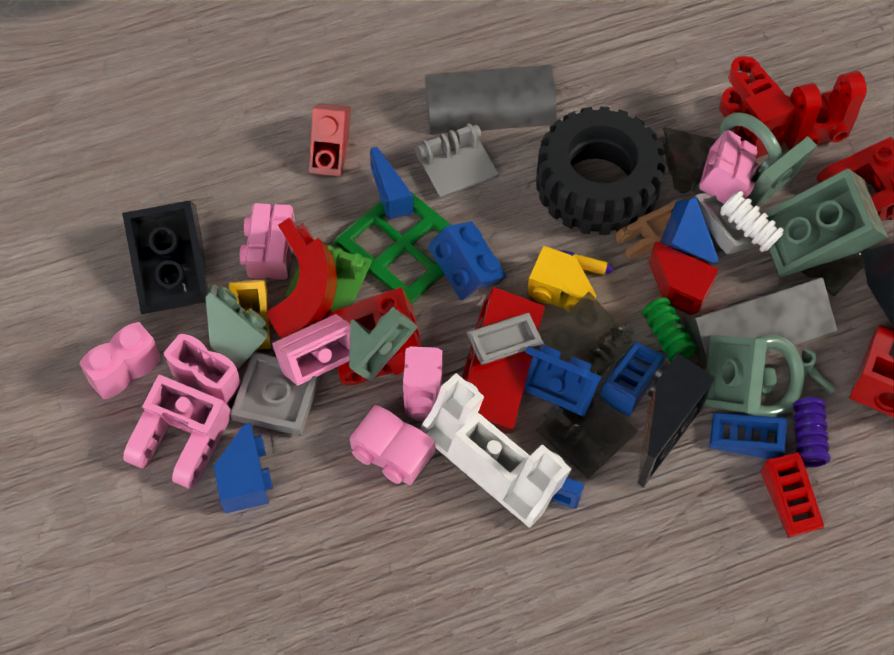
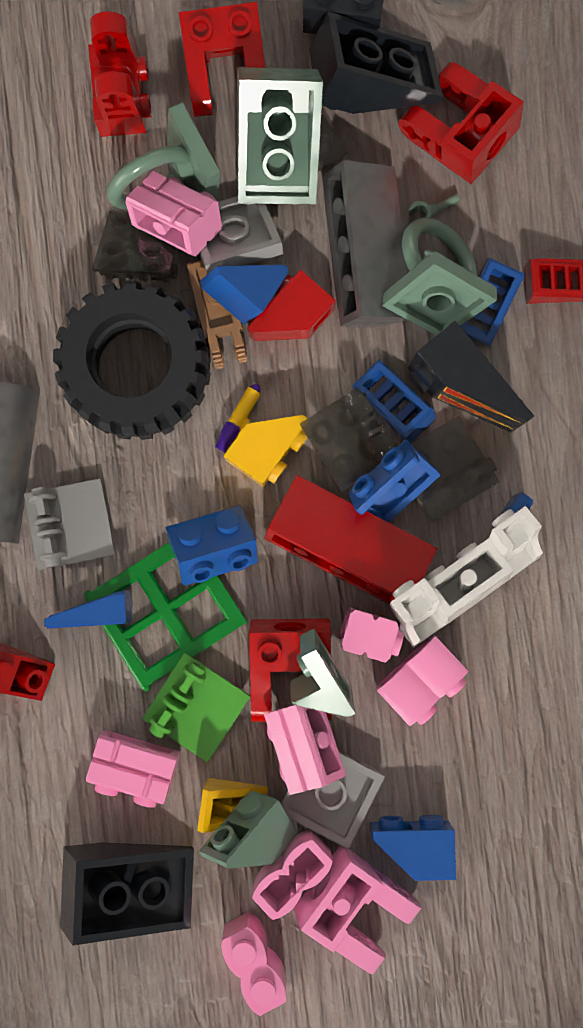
camera: 75 degrees left, 25 degrees up
(315, 287) = (215, 728): red arch -> none
(504, 338) = (339, 532): light grey tile -> none
(668, 329) = (352, 346): green piece -> none
(751, 221) = (256, 212): white piece -> none
(760, 99) = (101, 144): red brick -> none
(811, 431) = (503, 237): dark purple piece -> none

